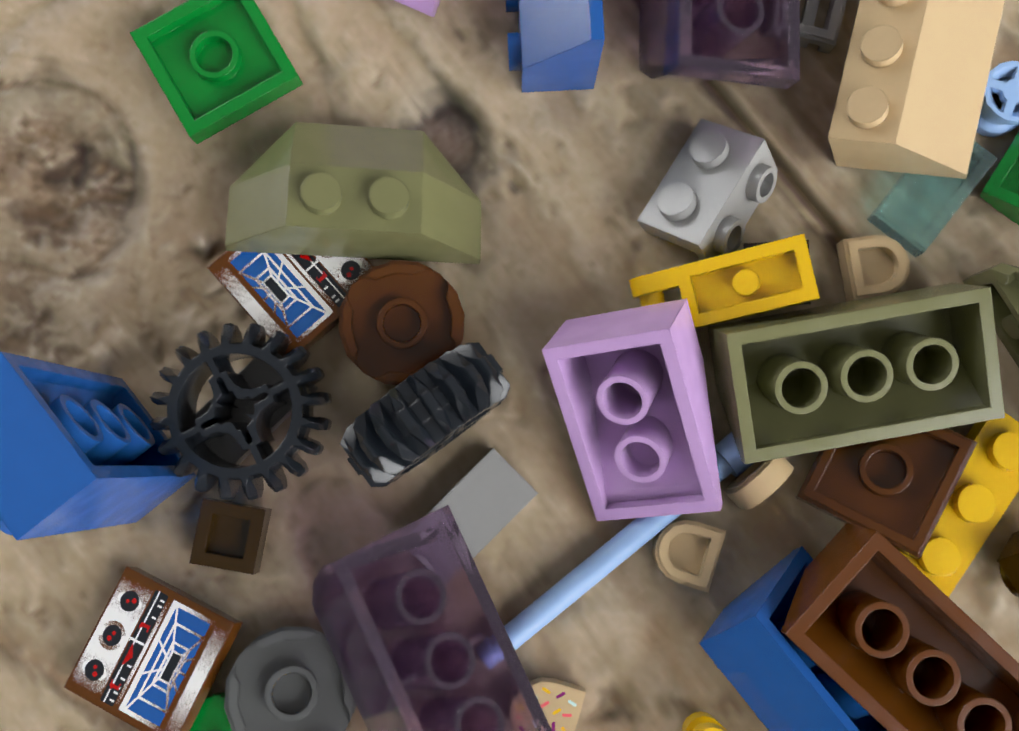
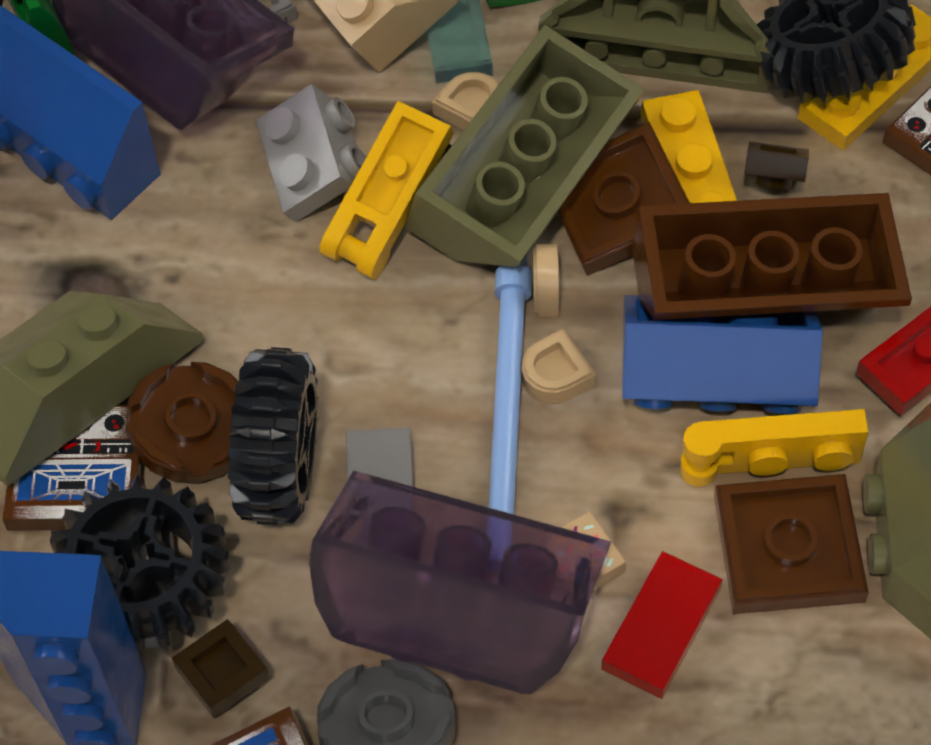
camera: 45 degrees left, 25 degrees down
(637, 410) = (419, 307): lavender slope -> none

